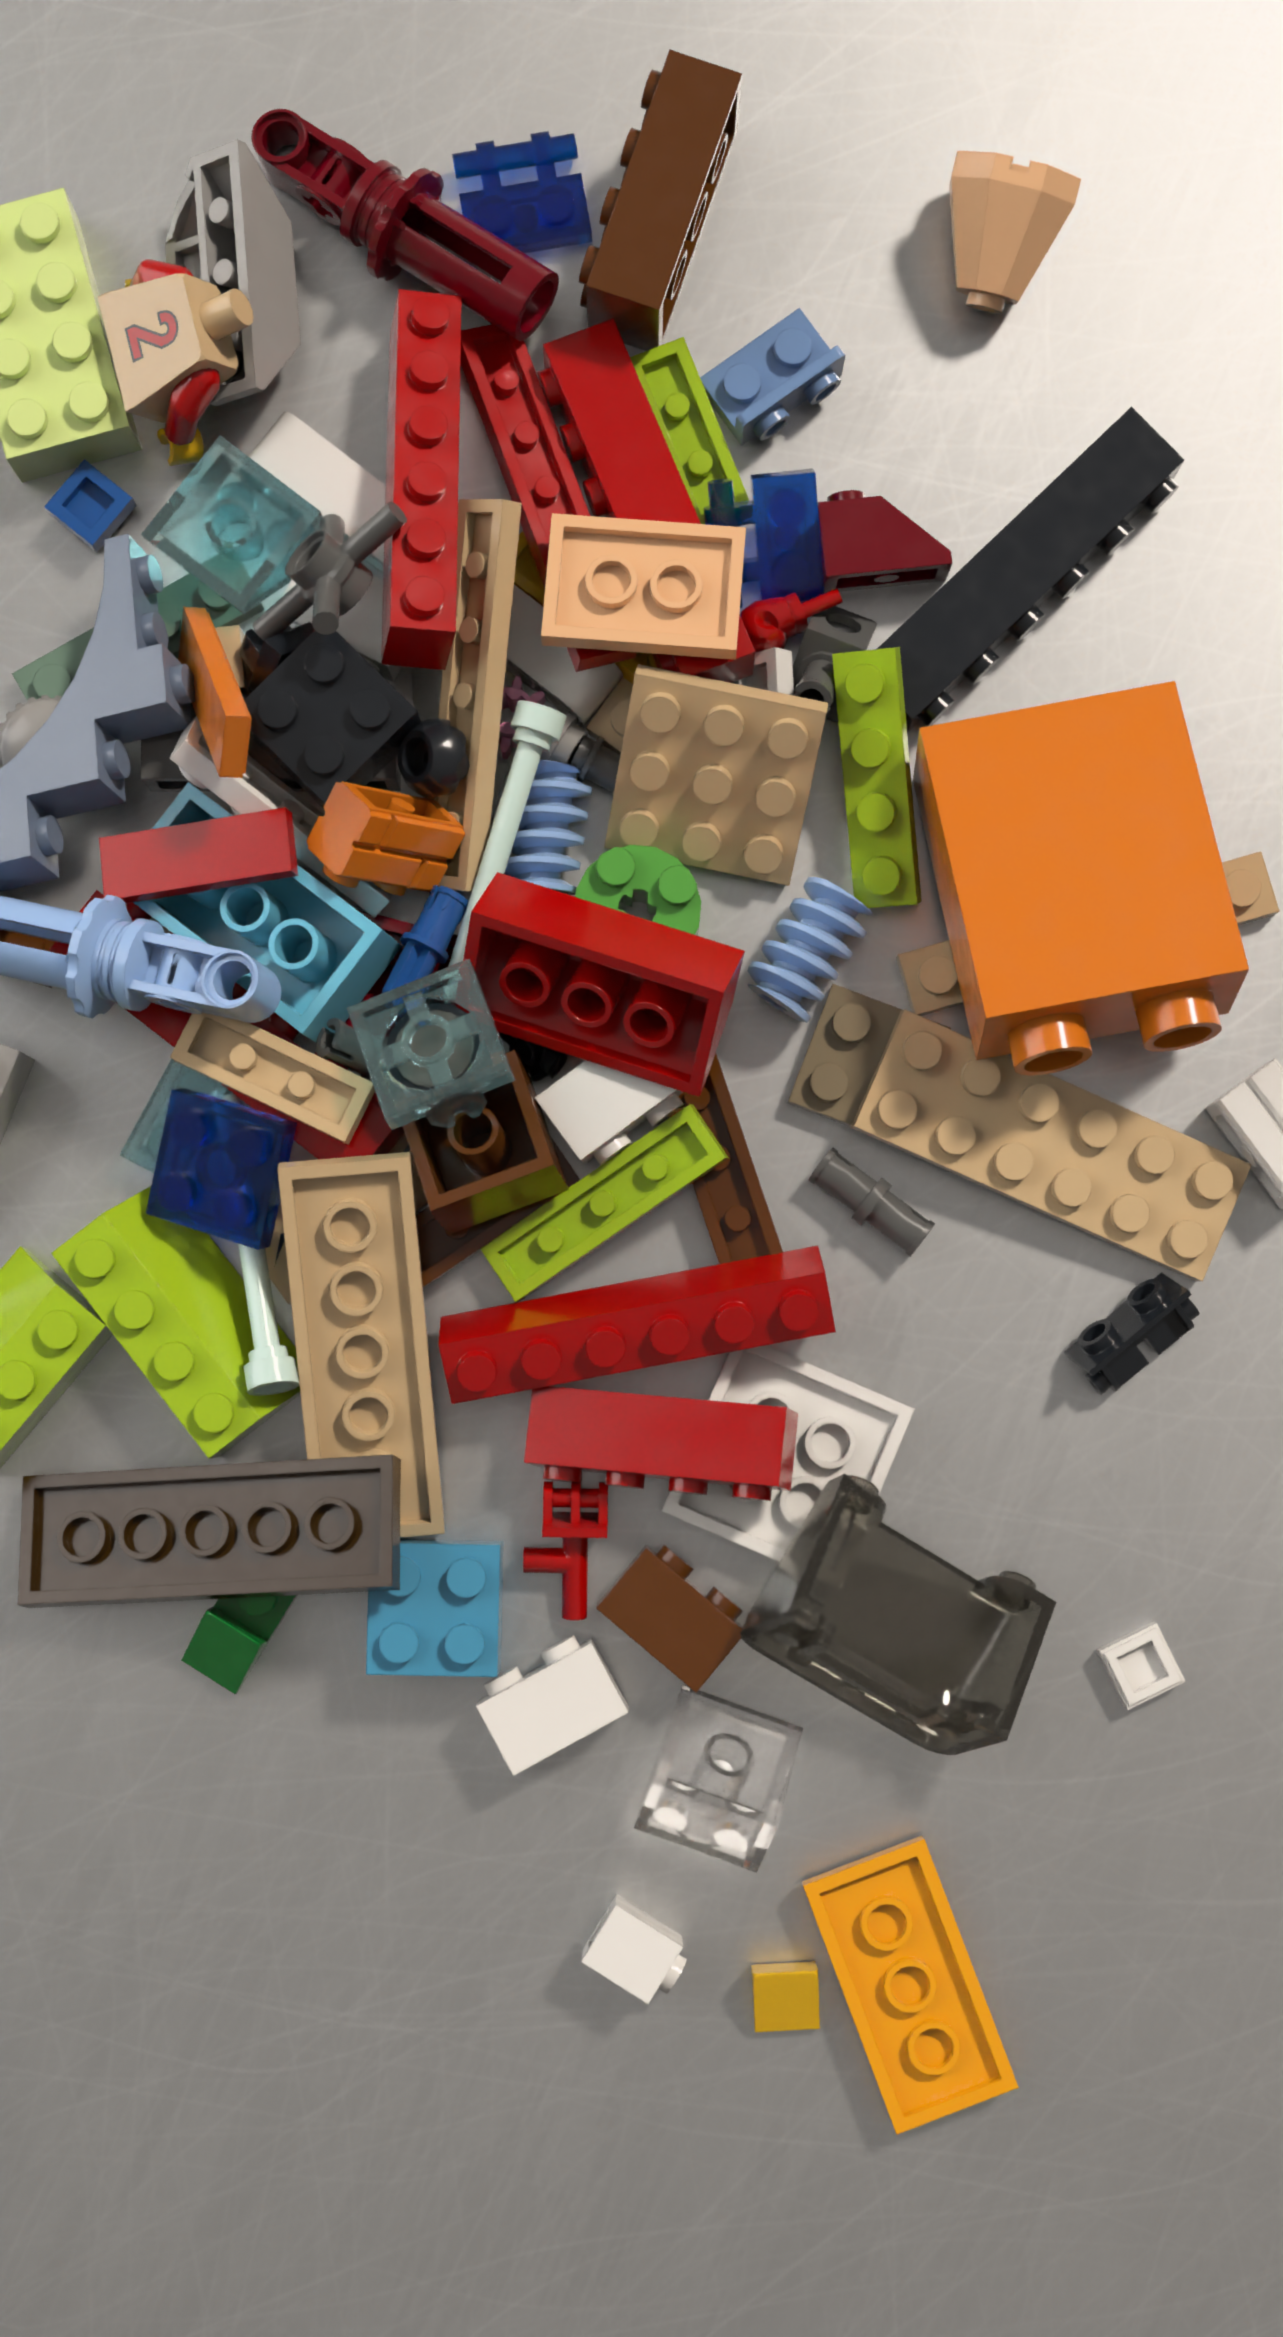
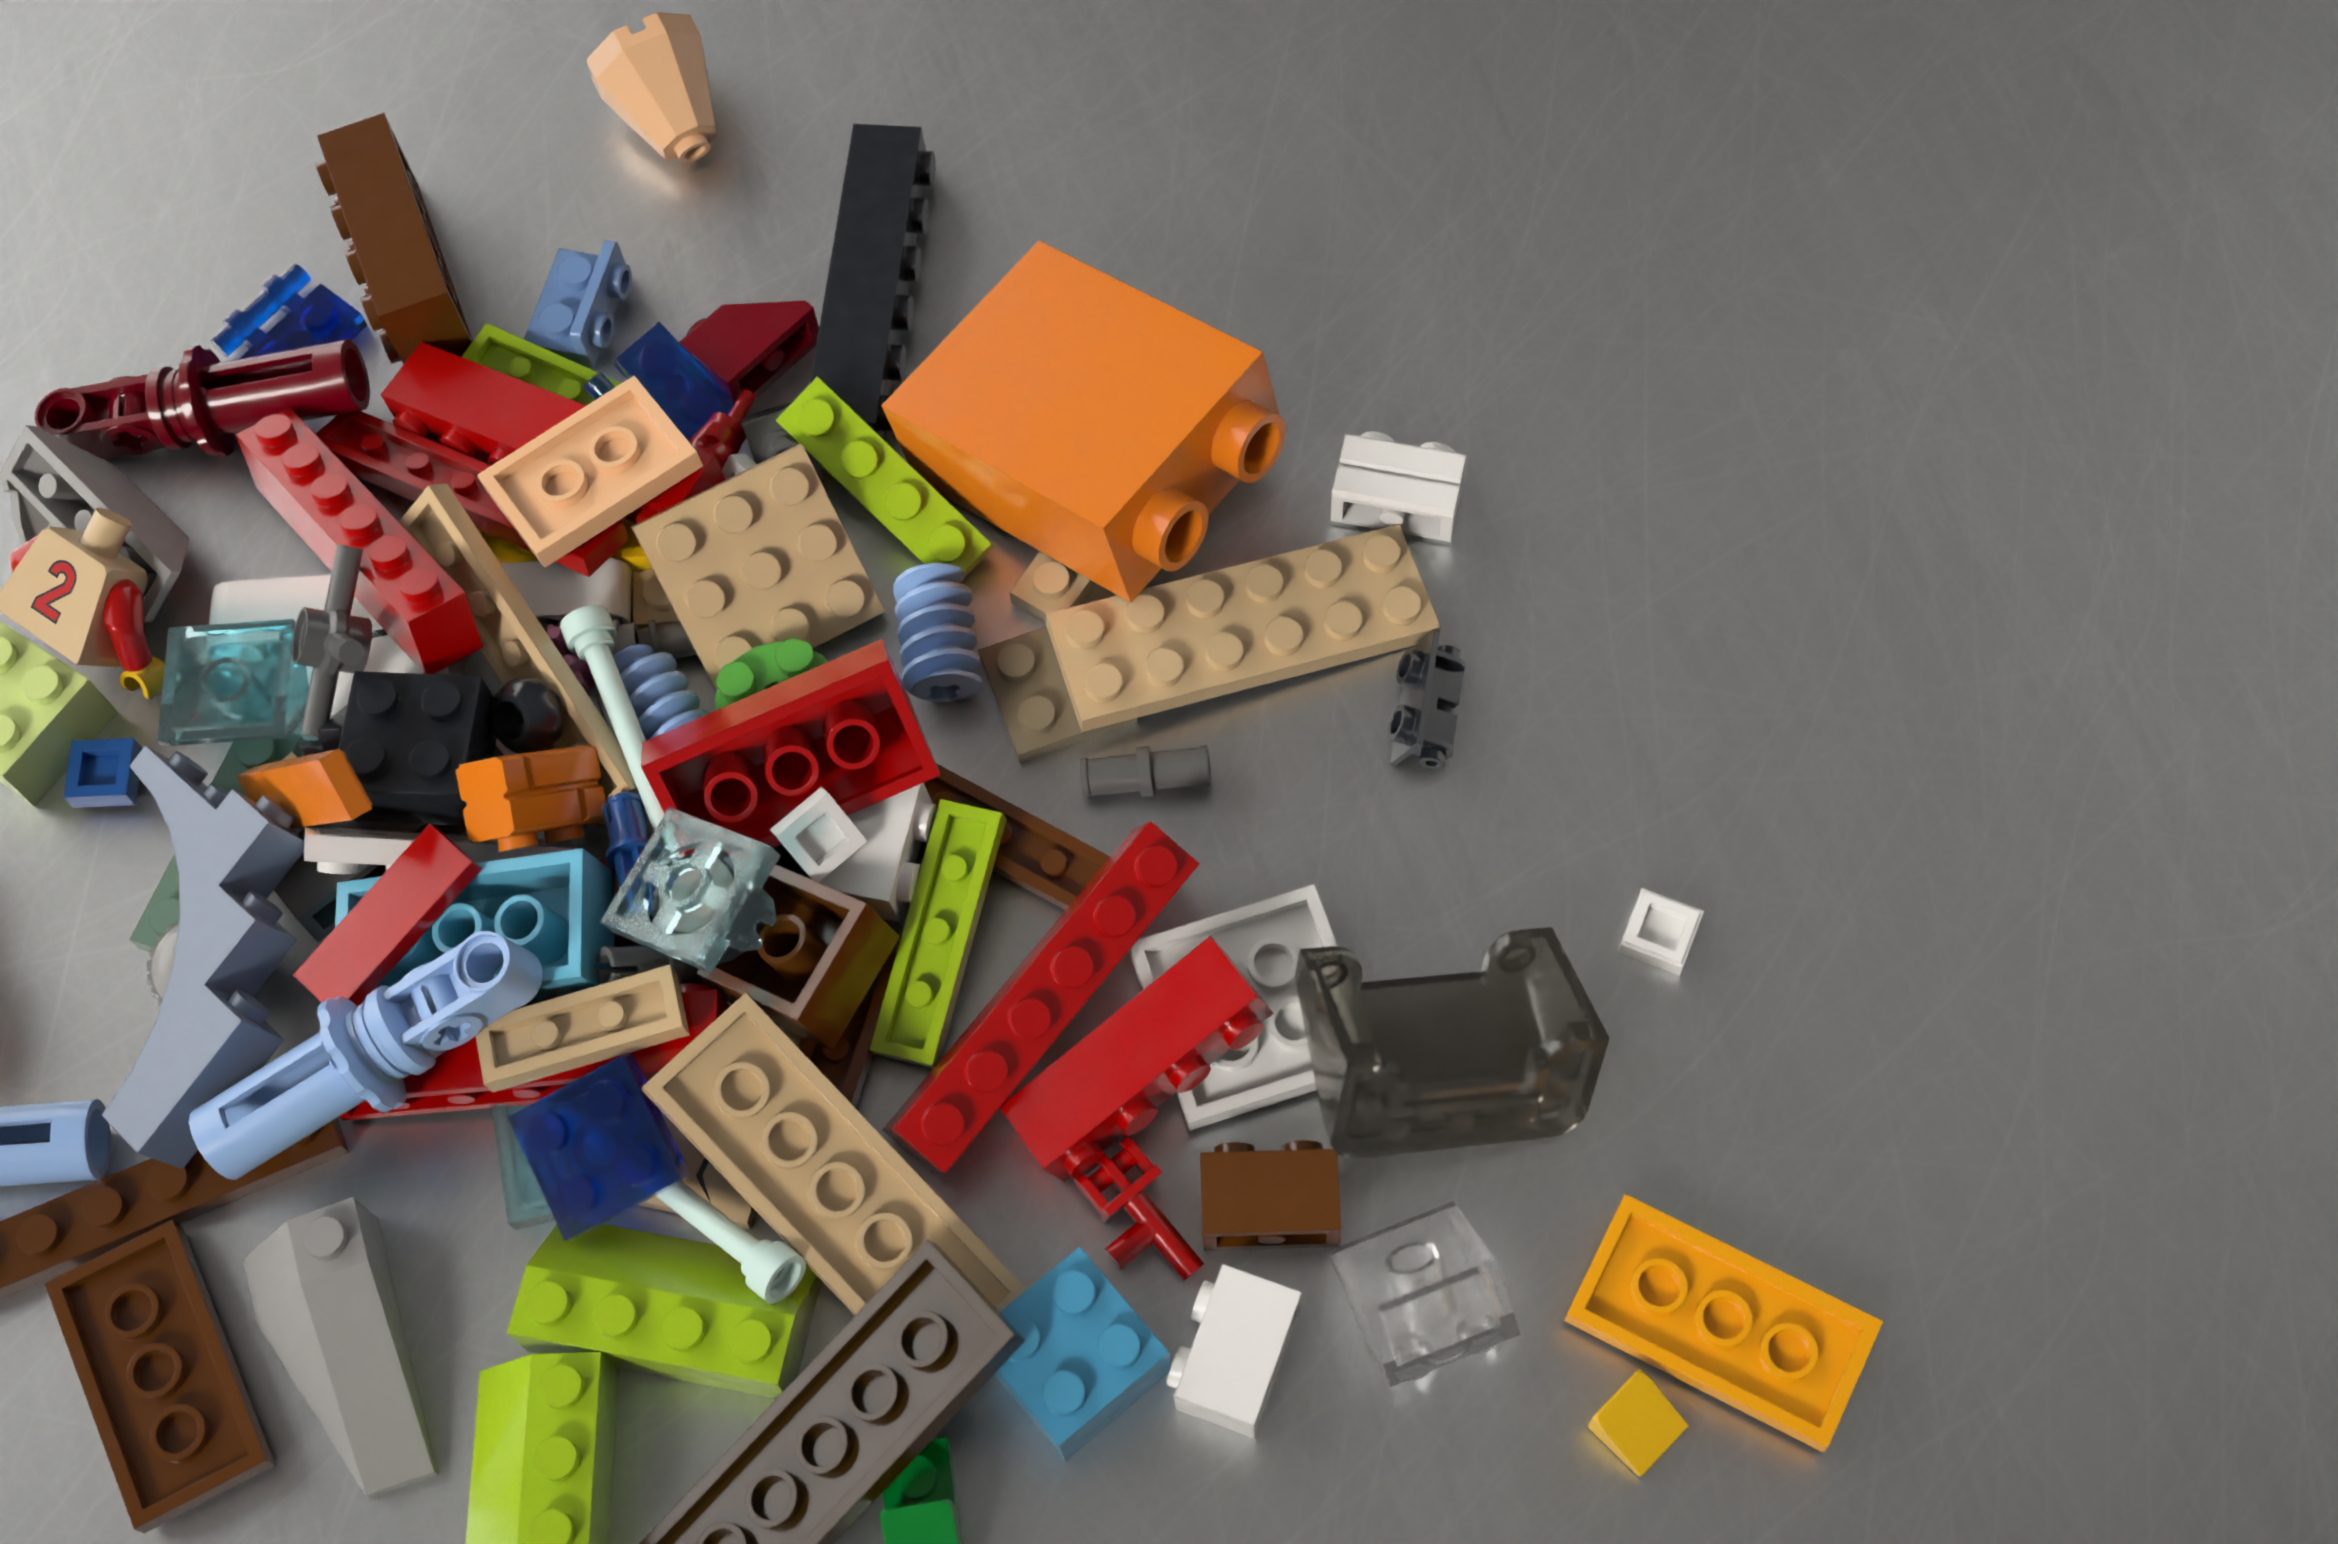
camera: 35 degrees left, 20 degrees down
(566, 1070) = (818, 835): none -> white plate
(635, 1950) = (1483, 1490): white brick -> none

